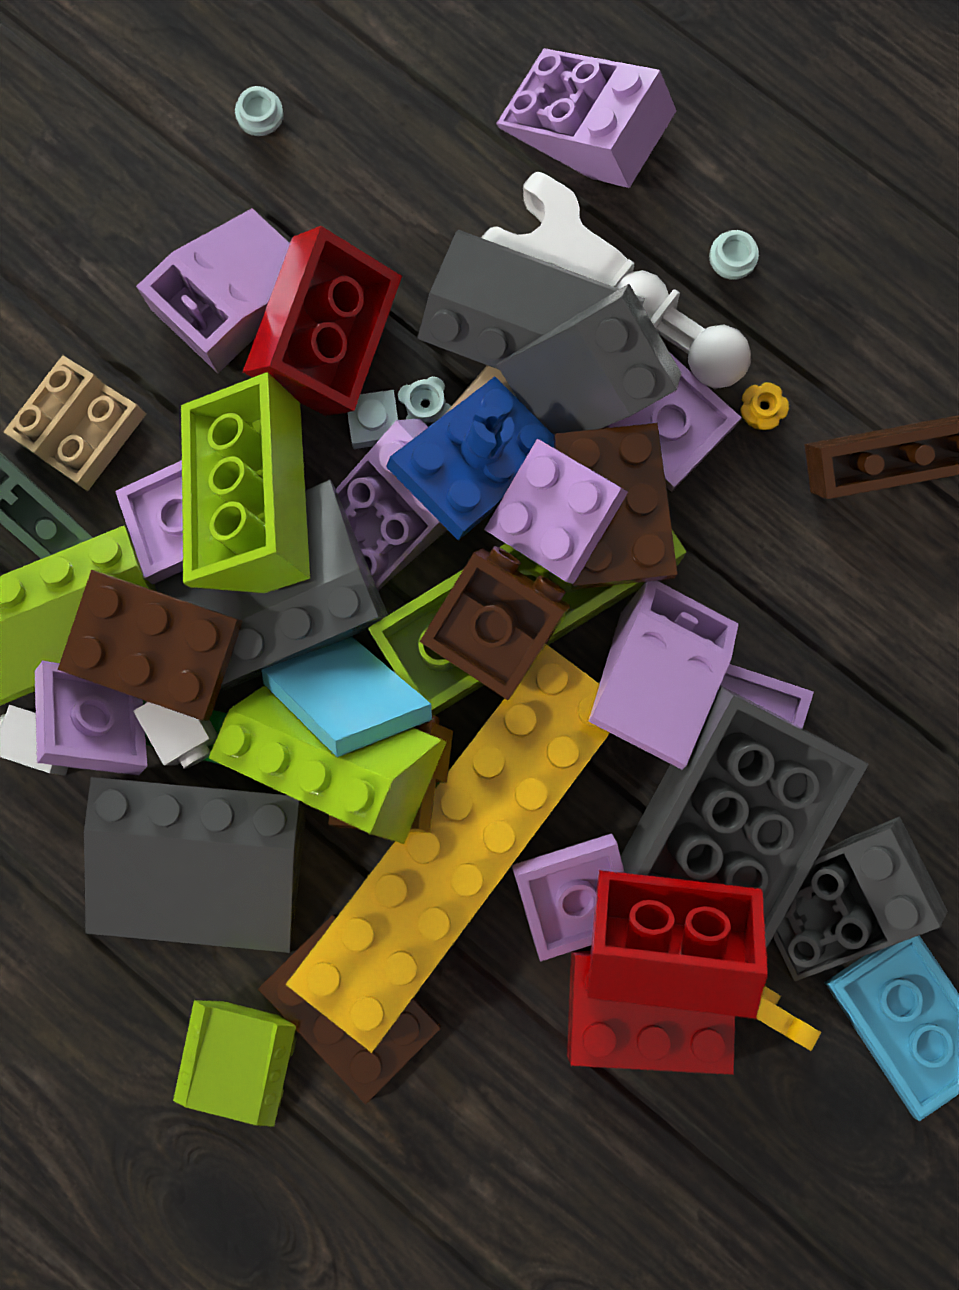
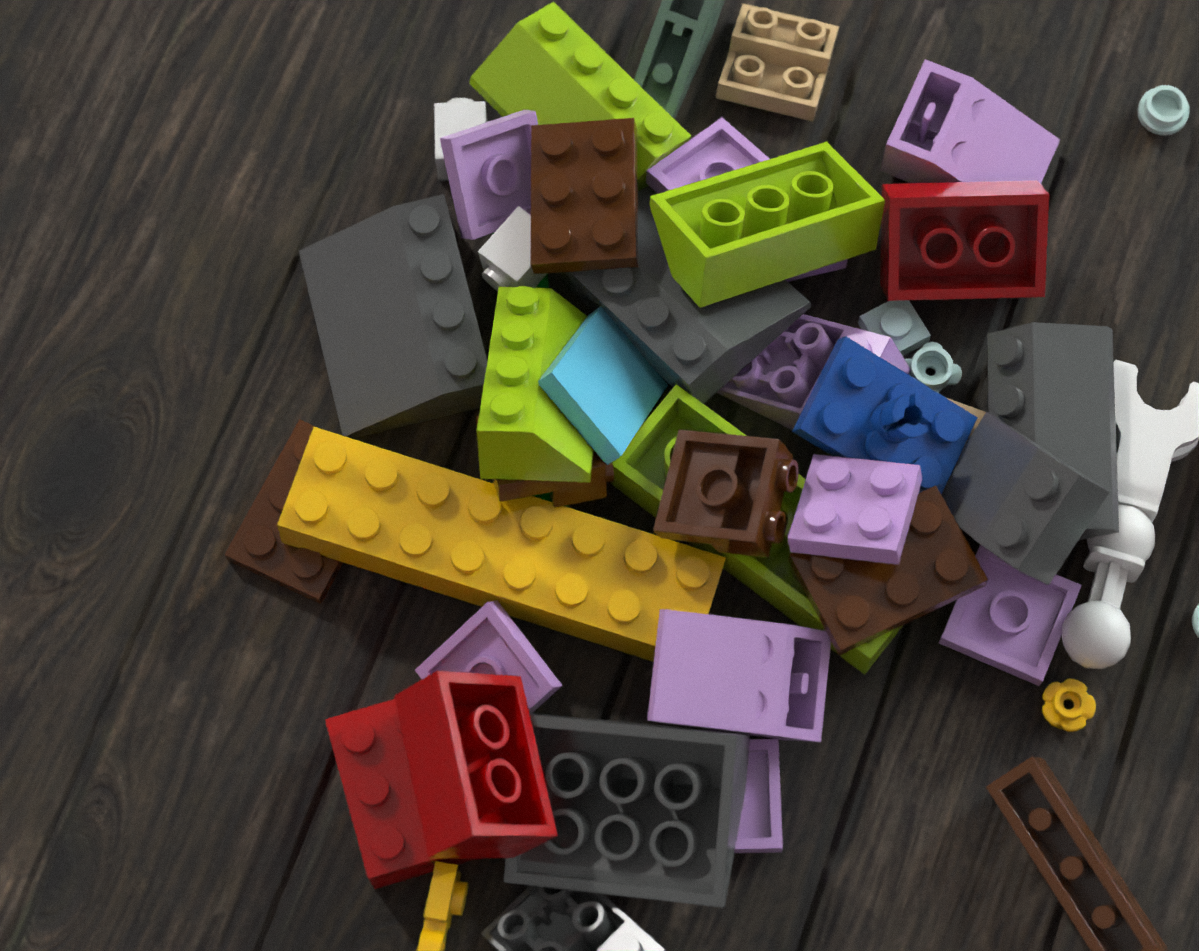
camera: 70 degrees right, 10 degrees down
(235, 1062) = (225, 424): lime slope -> none

